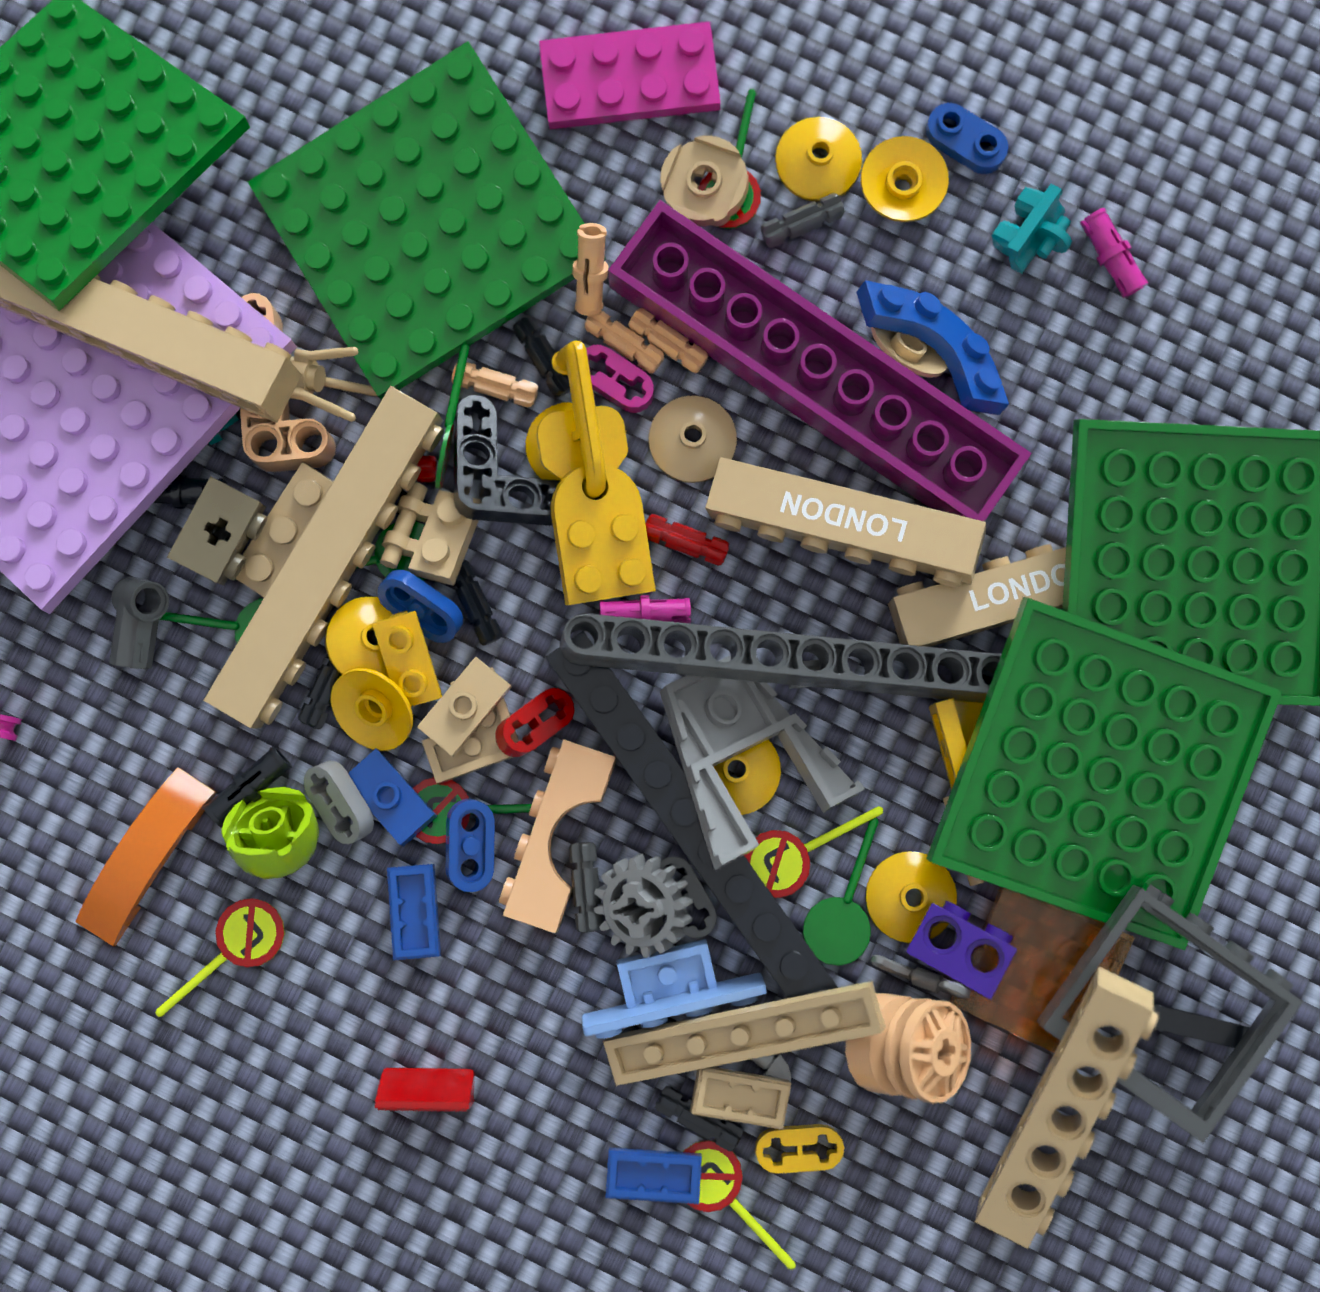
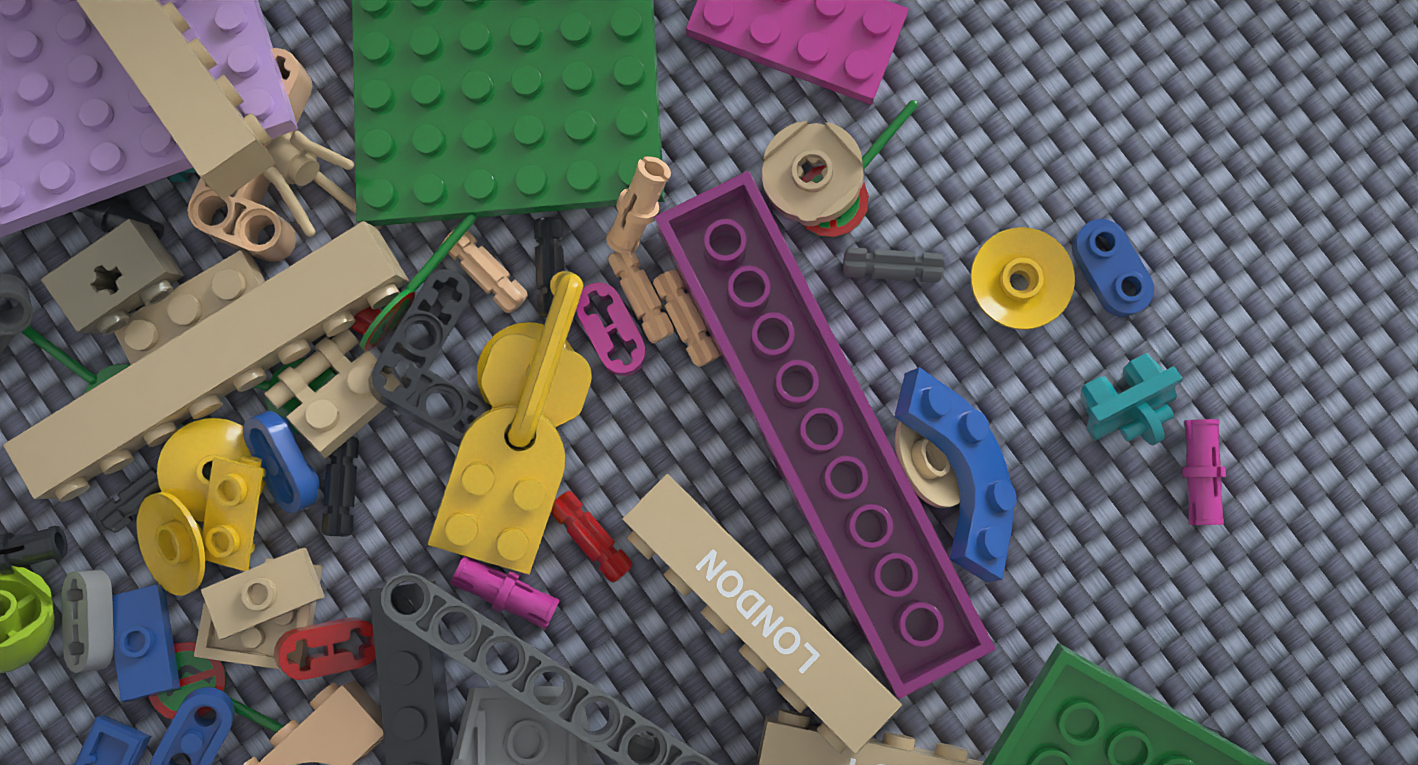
camera: 30 degrees right, 0 degrees up
(691, 460) = (674, 454): tan dish -> none
(813, 176) = (935, 230): yellow dish -> none

